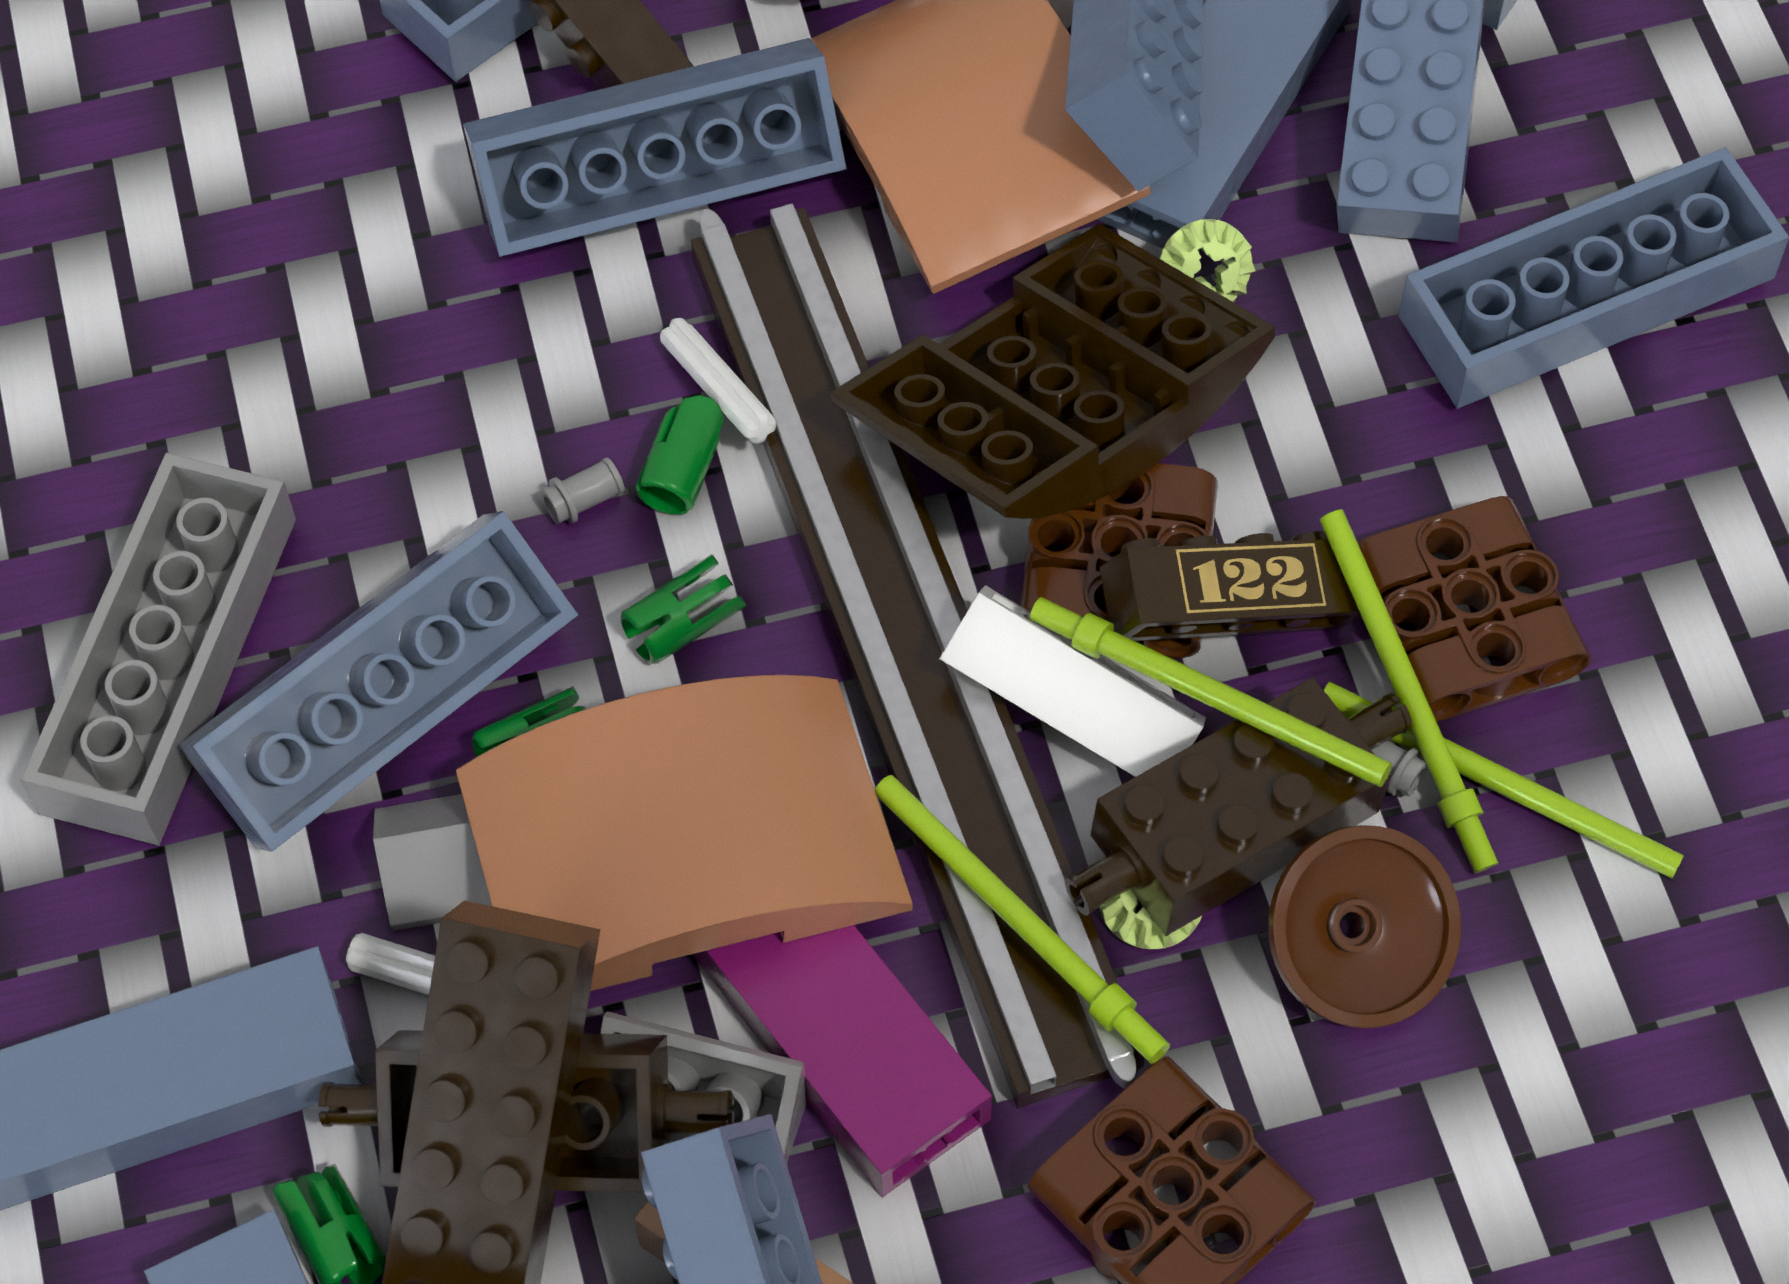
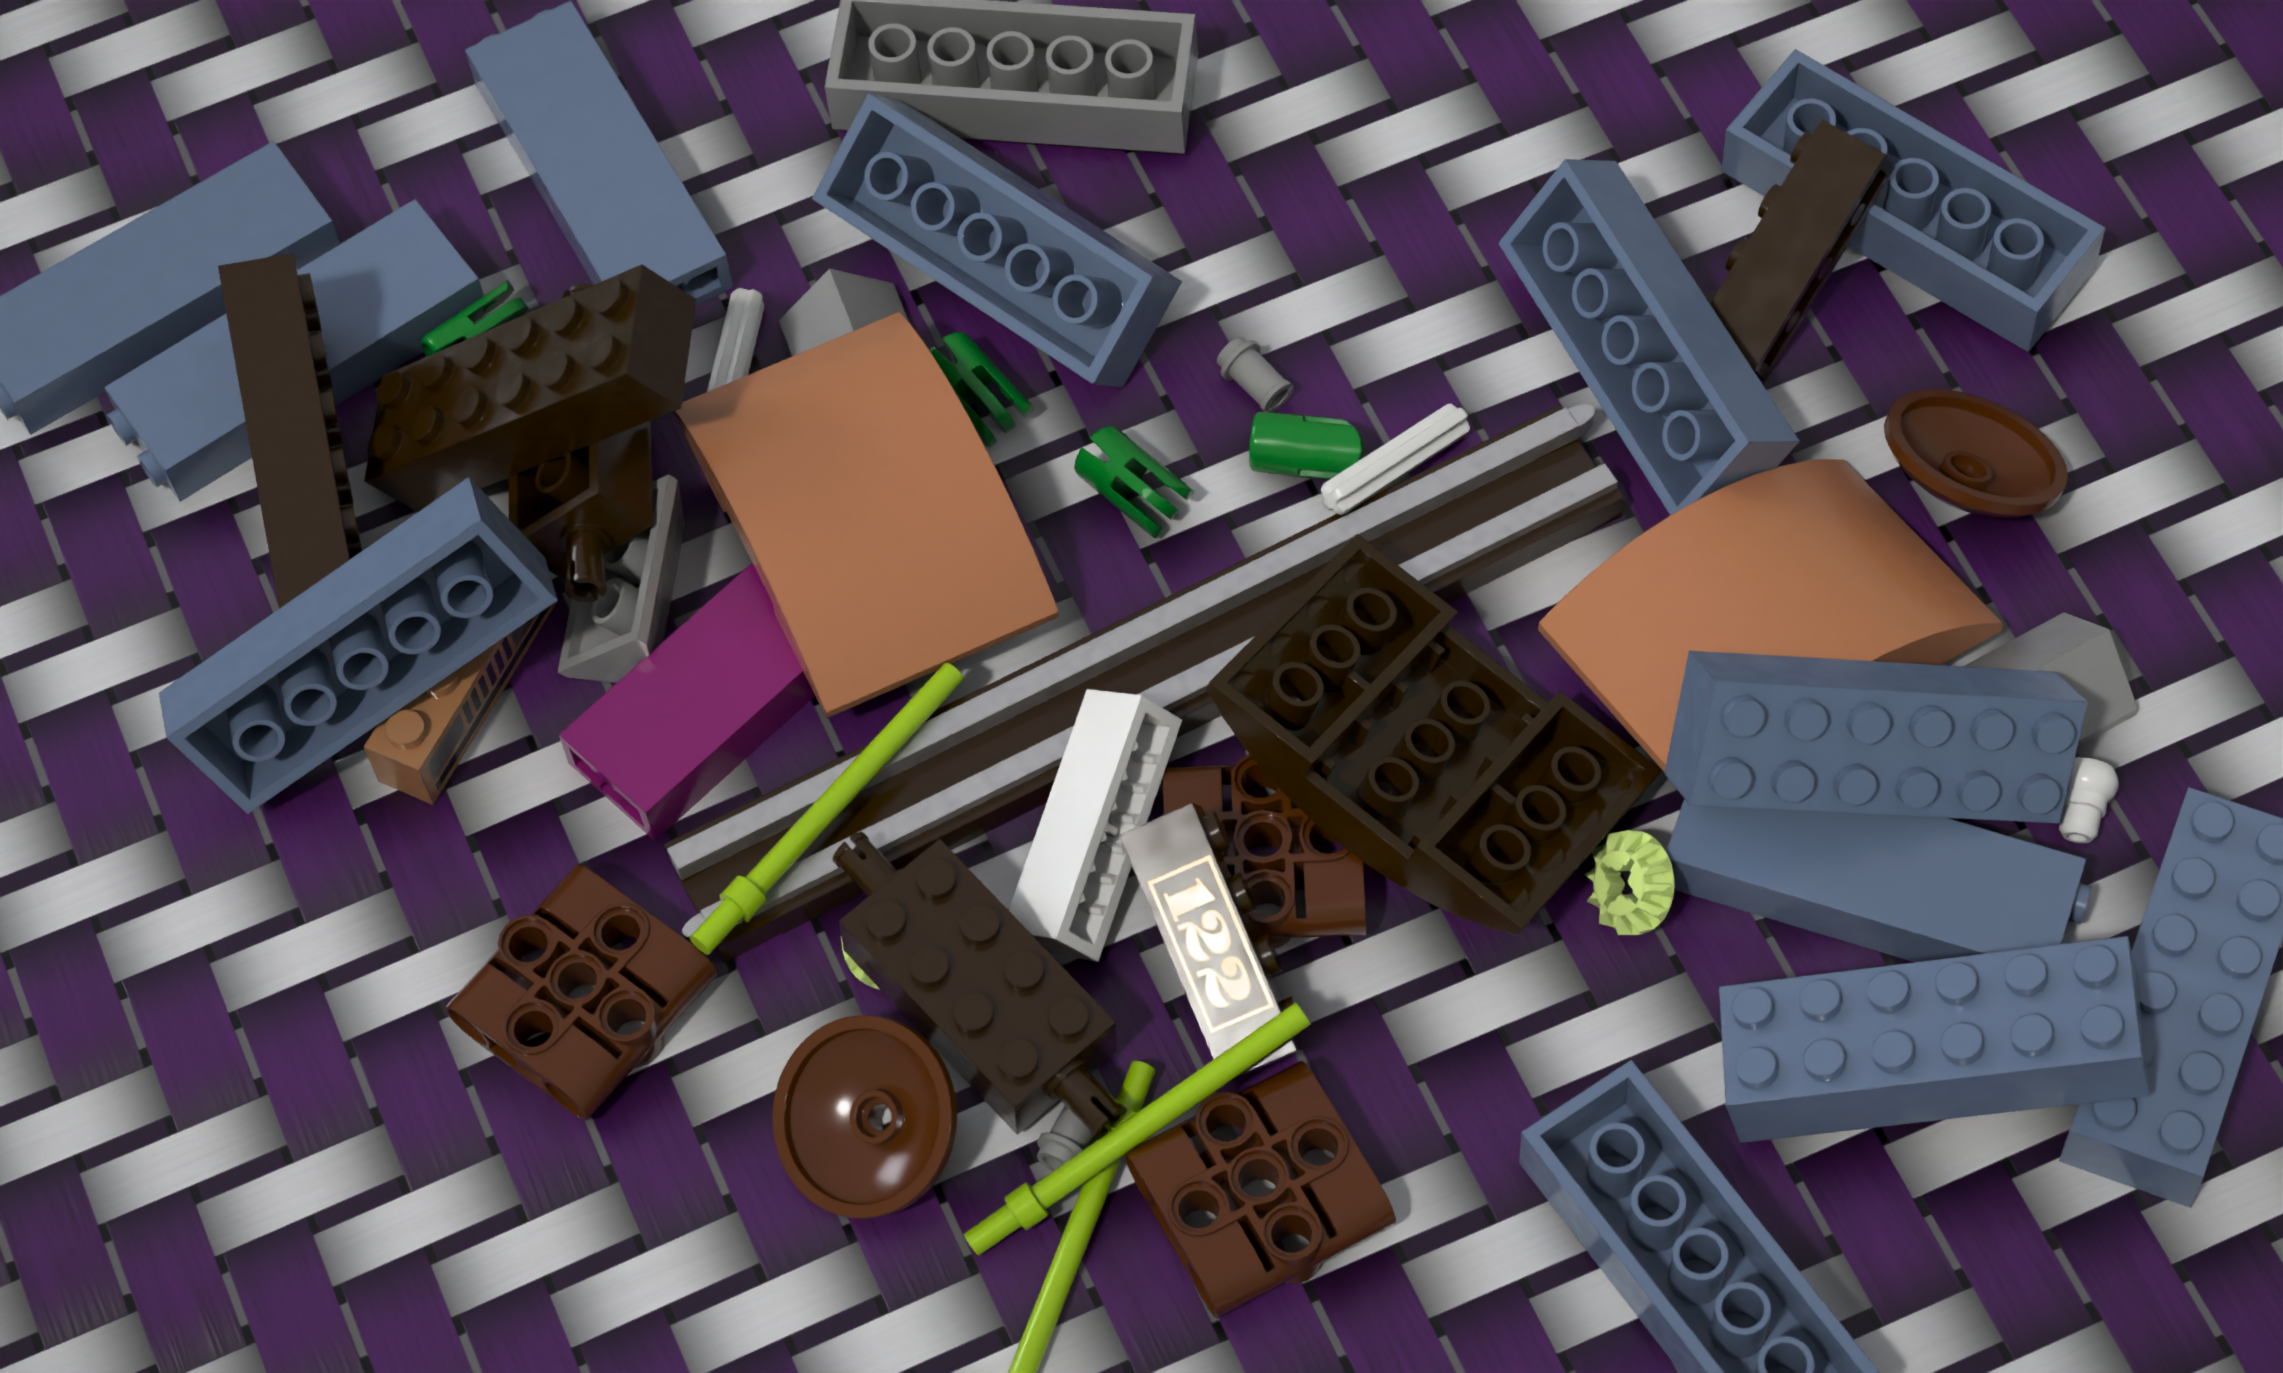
camera: 85 degrees right, 0 degrees up
(1097, 638) = (1116, 815): lime bar -> none

